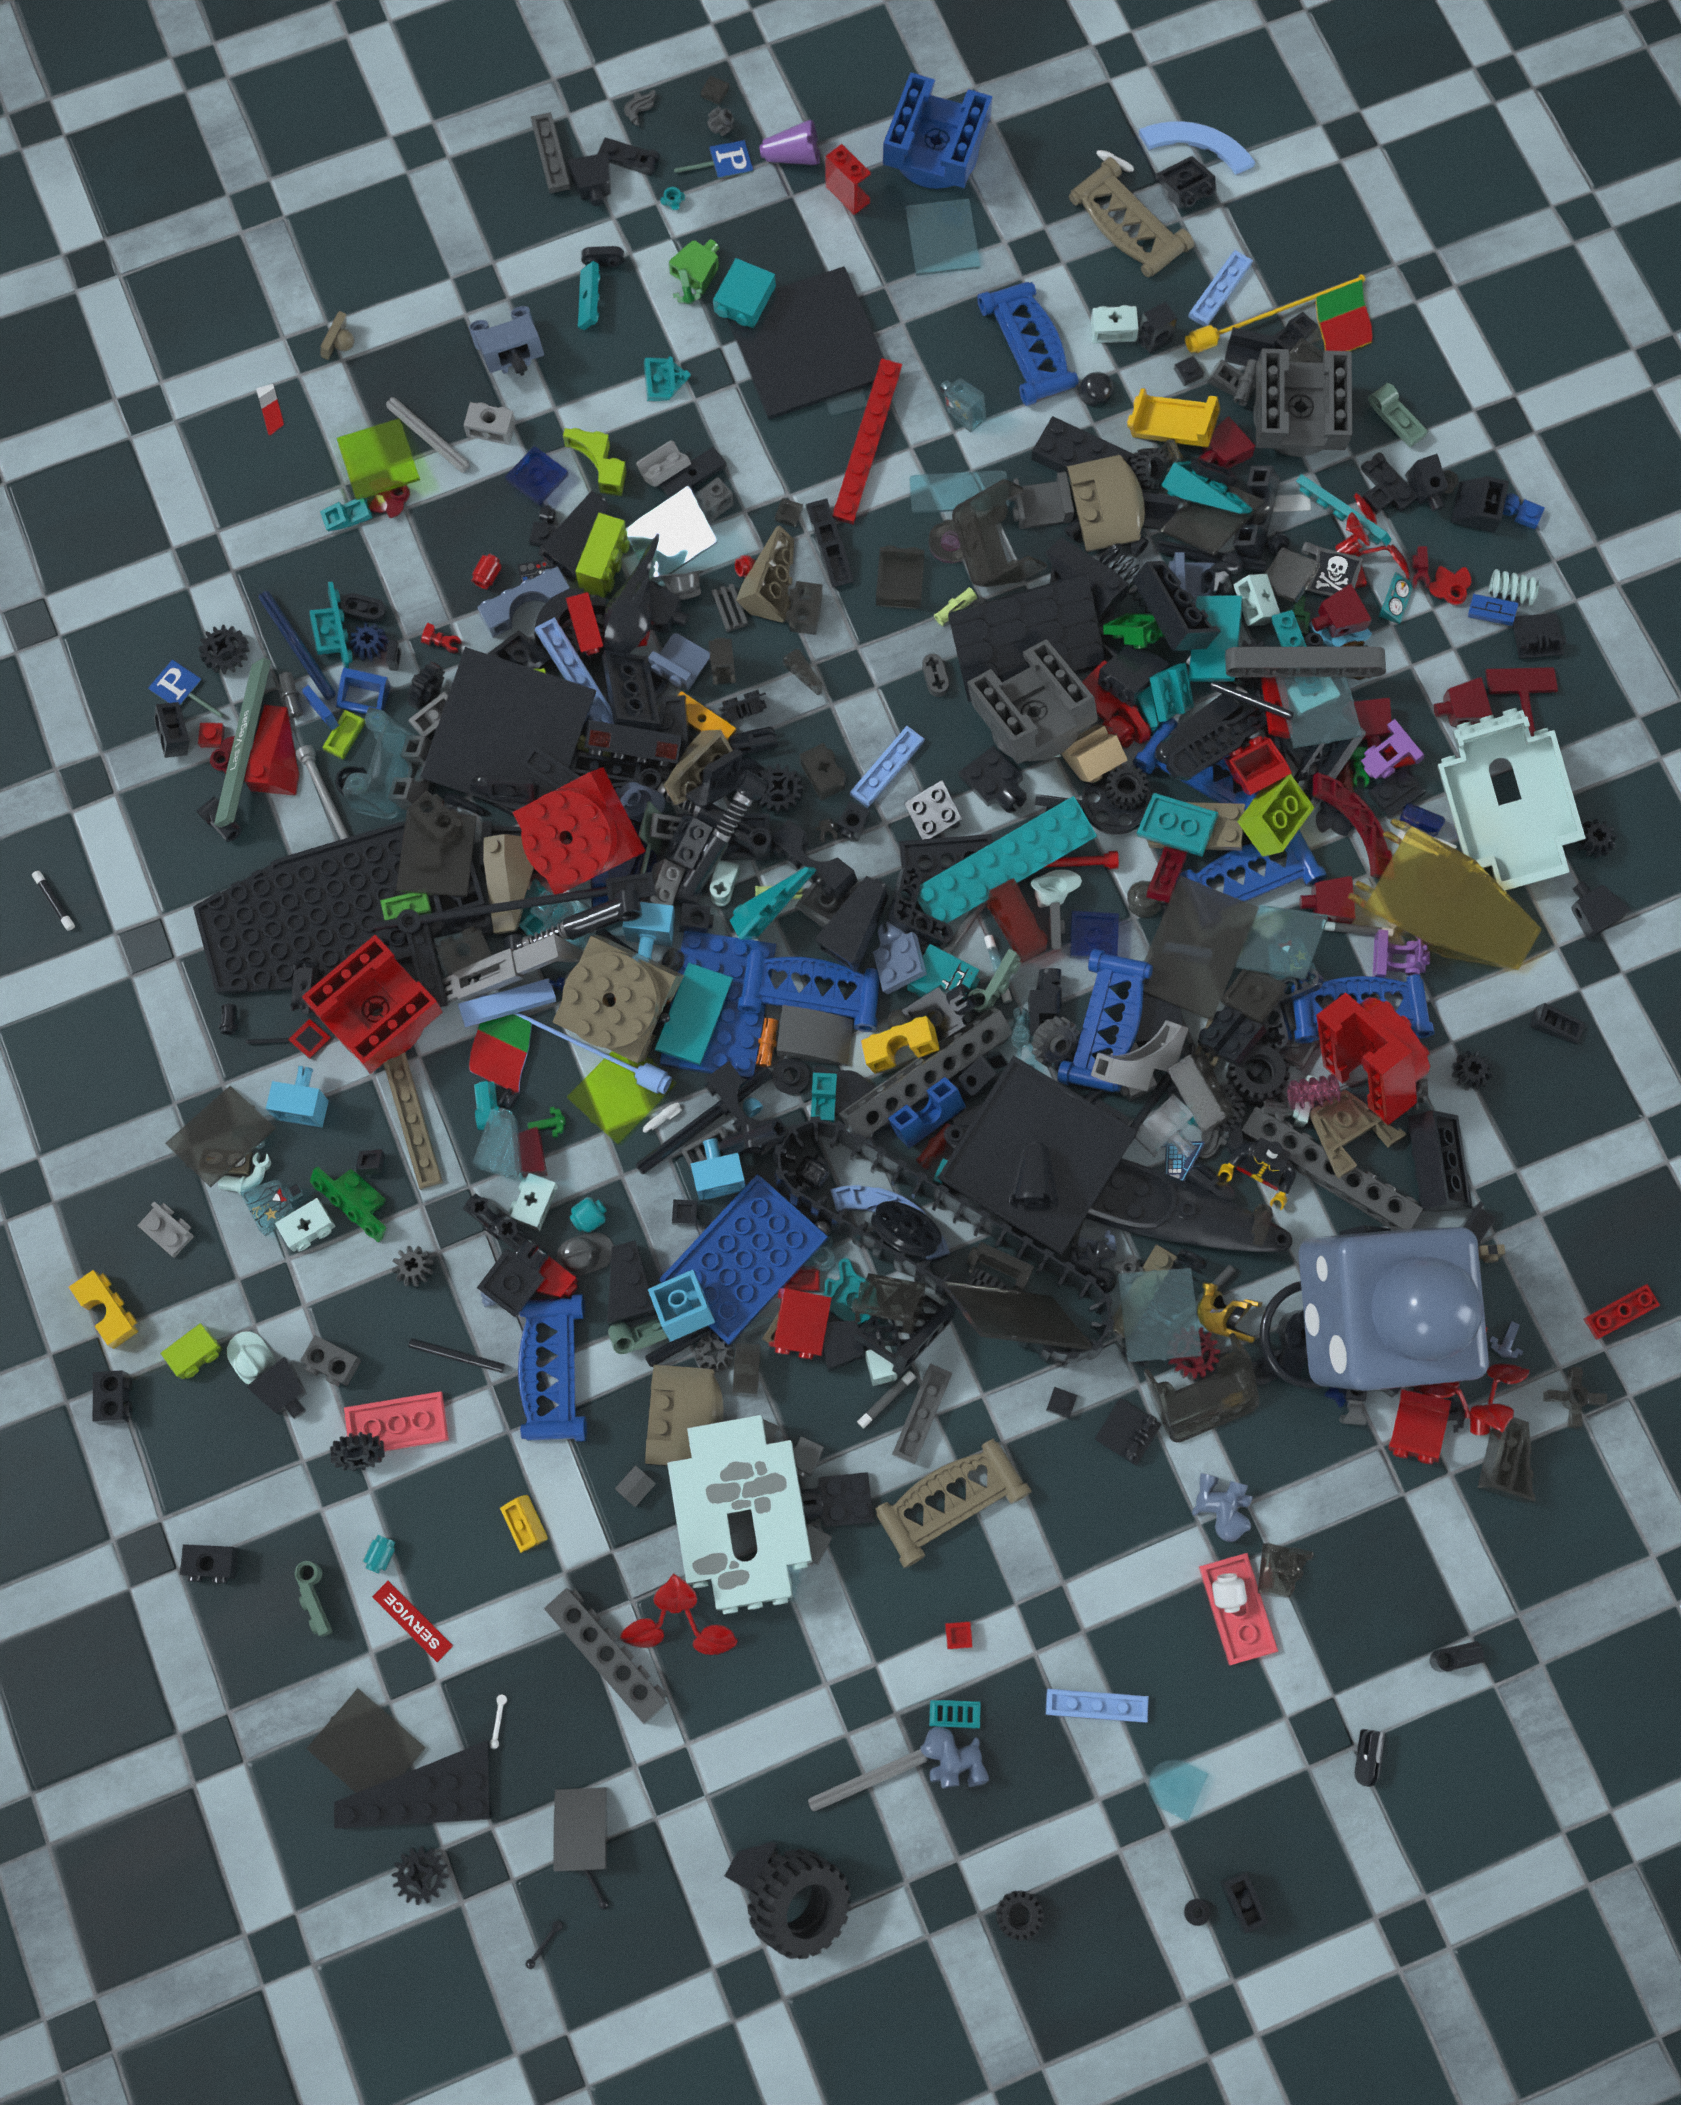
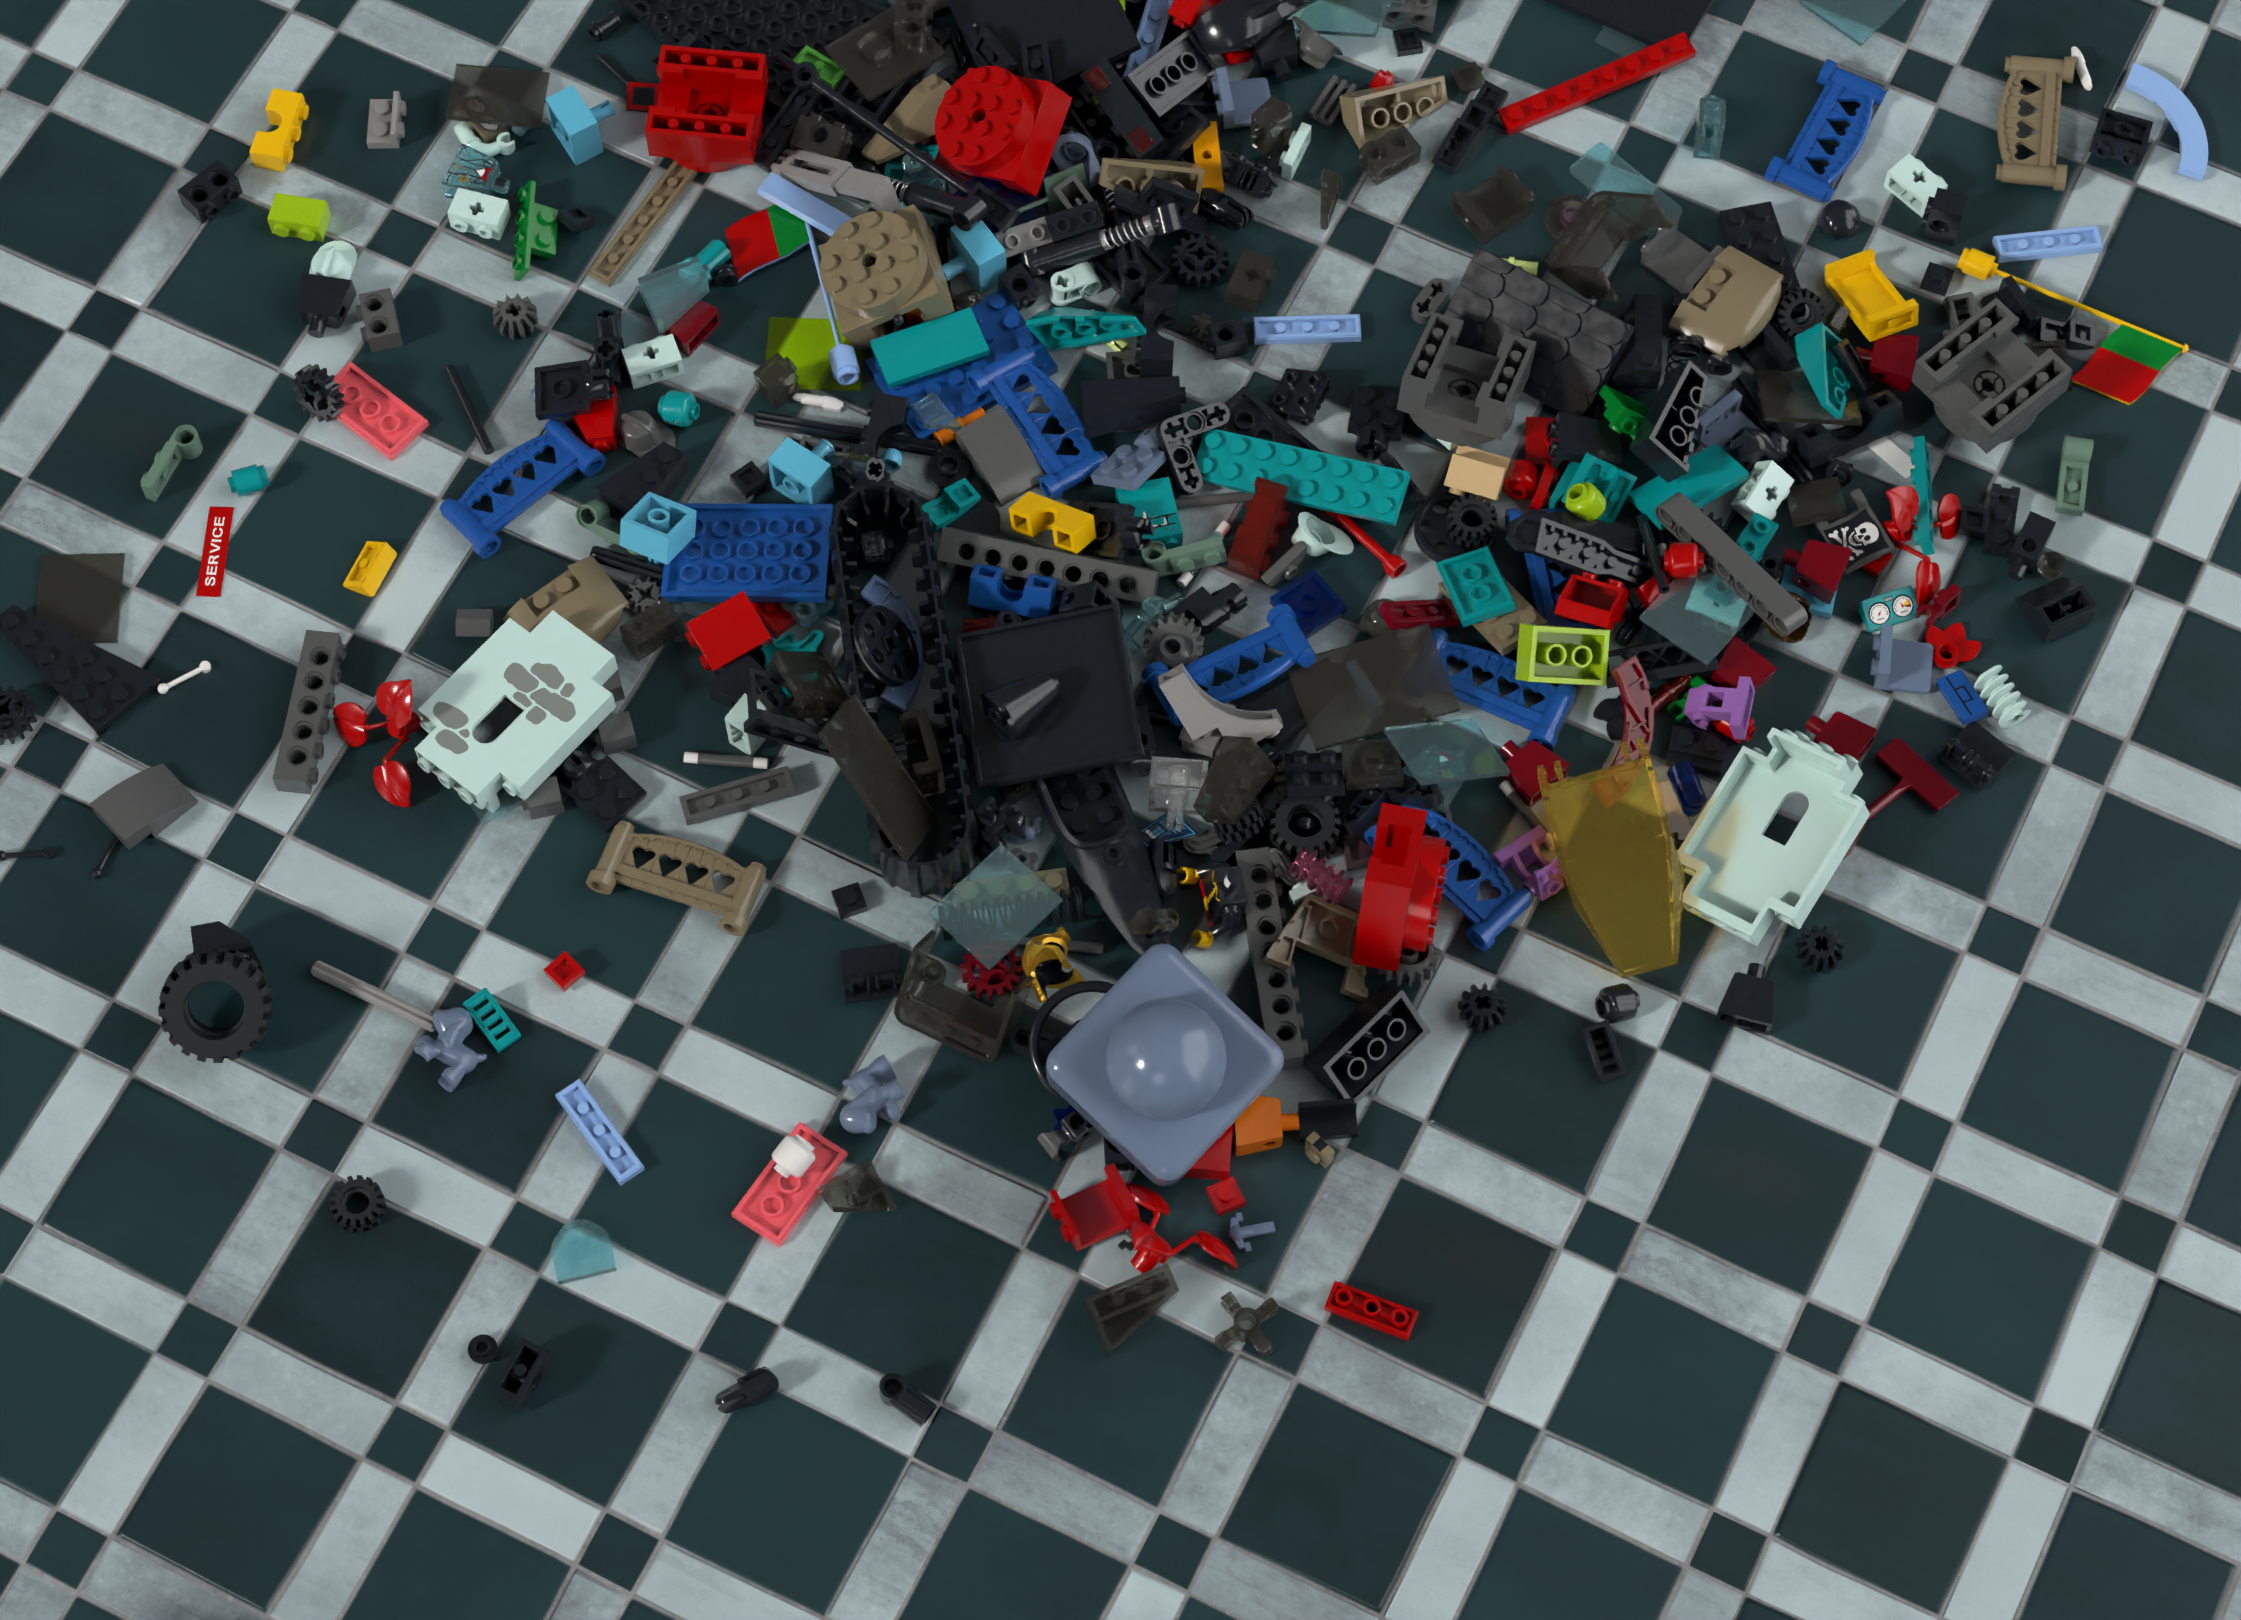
camera: 50 degrees right, 10 degrees down
(195, 1555) = (129, 352): black brick -> none
(557, 1121) = (740, 327): green piece -> none
(630, 1133) = (776, 380): none -> clear smoke brick
(727, 525) = (1407, 41): none -> black tile
(747, 1052) = (934, 413): none -> clear light blue tile
(752, 669) = (1298, 144): none -> light aqua plate
(1180, 708) = (1585, 501): none -> lime head
(1279, 687) = (1683, 560): none -> red head
(1301, 616) = (1783, 539): dark green plate -> none
(1441, 623) = (1901, 663): none -> sand blue bracket
(1527, 513) = (2091, 657): blue plate -> none
(1535, 987) = (1617, 1003): none -> black head

